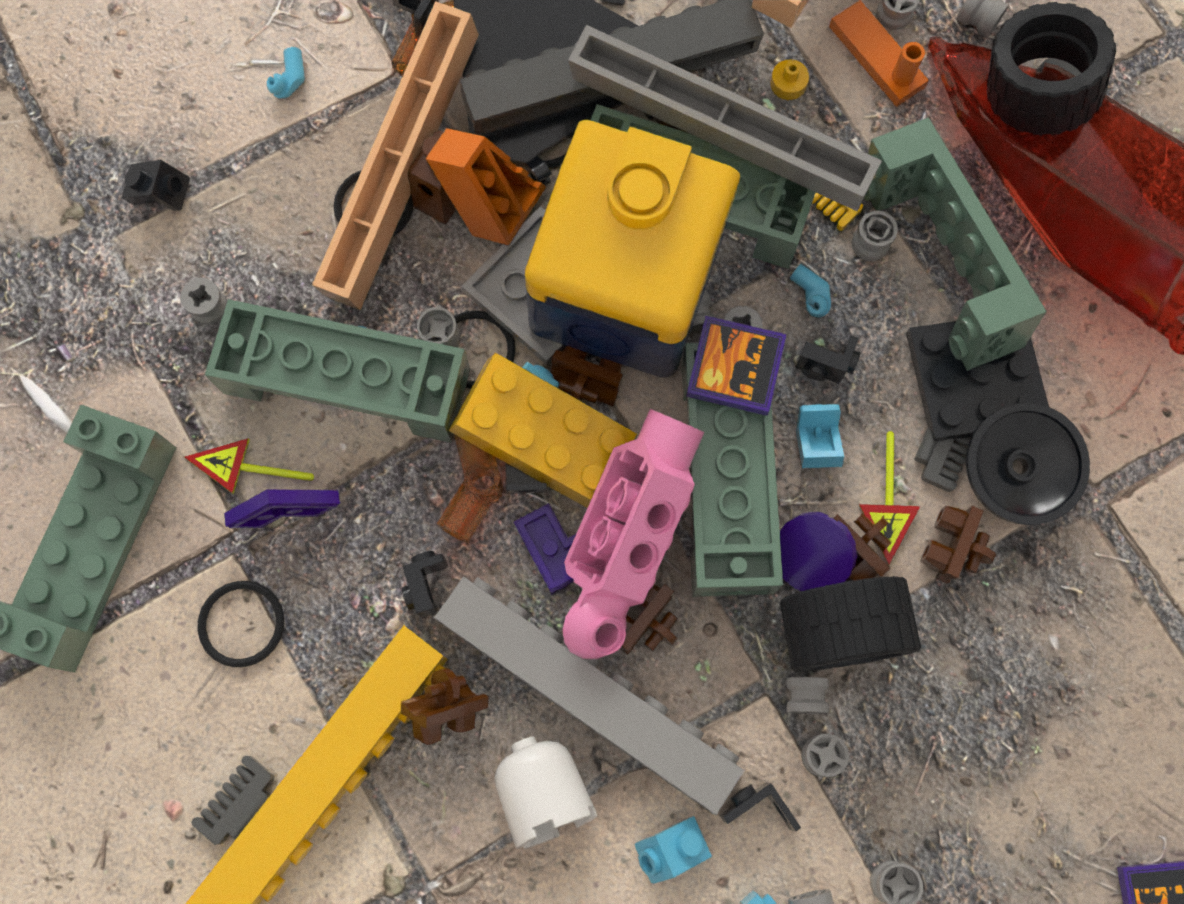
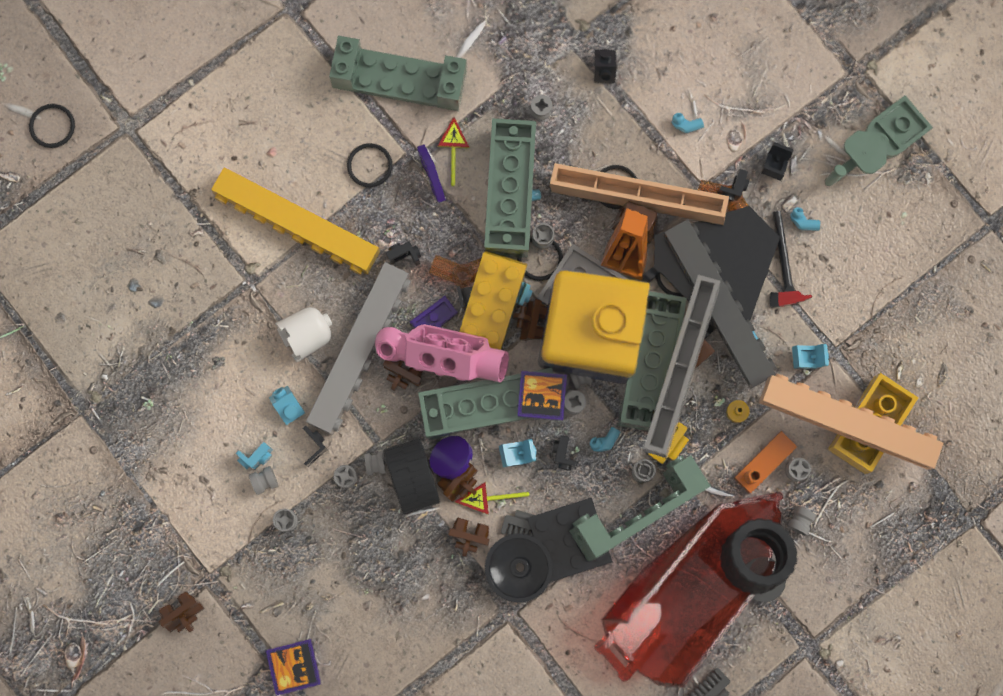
camera: 75 degrees right, 5 degrees up
(241, 809) = (277, 187): dark grey piece -> none
(444, 701) = (343, 276): reddish brown hips -> none

